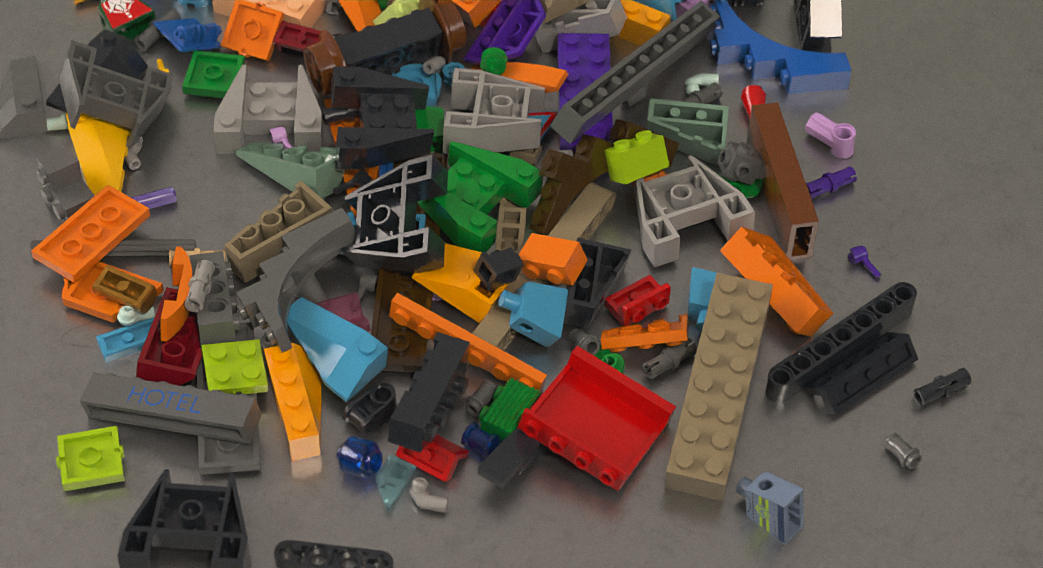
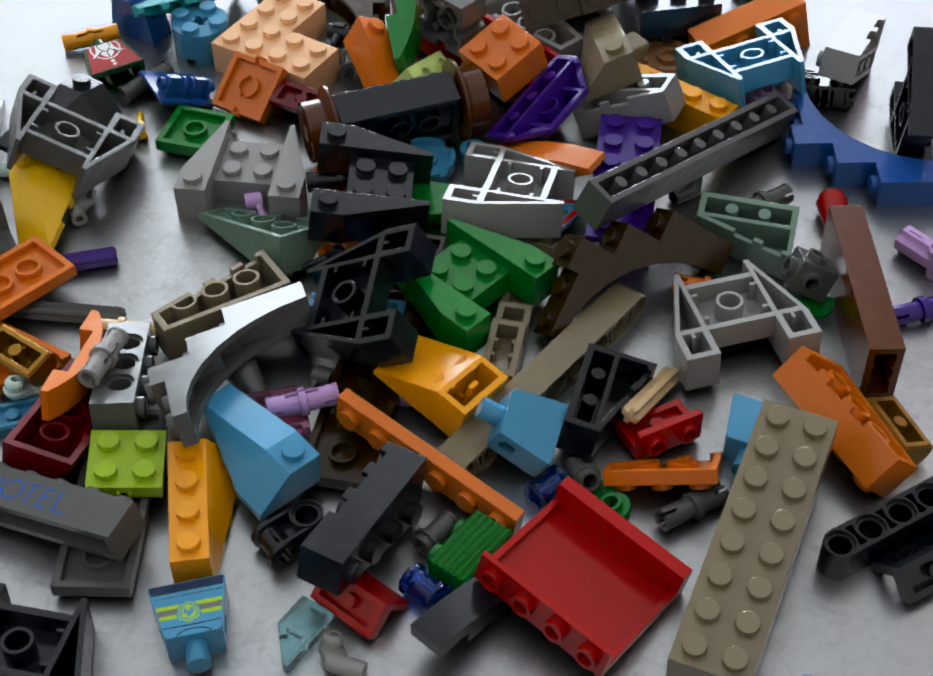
camera: 10 degrees right, 5 degrees down
(311, 481) = (192, 619): none -> dark azure torso
(359, 457) = (260, 594): clear blue head -> none
(362, 304) = (303, 400): none -> lavender pin
(434, 64) = (450, 139): light grey arm -> none
(494, 61) = (519, 136): green wheel -> none
(498, 268) = (480, 369): black brick -> none
(552, 259) = (552, 365): orange brick -> none
(559, 355) = (543, 491): none -> clear blue bush
(628, 274) = (650, 395): none -> tan axle
(636, 157) = (676, 254): lime brick -> none
(700, 80) = (767, 181): light aqua arm -> none
(820, 281) = (902, 427): none -> pearl gold brick

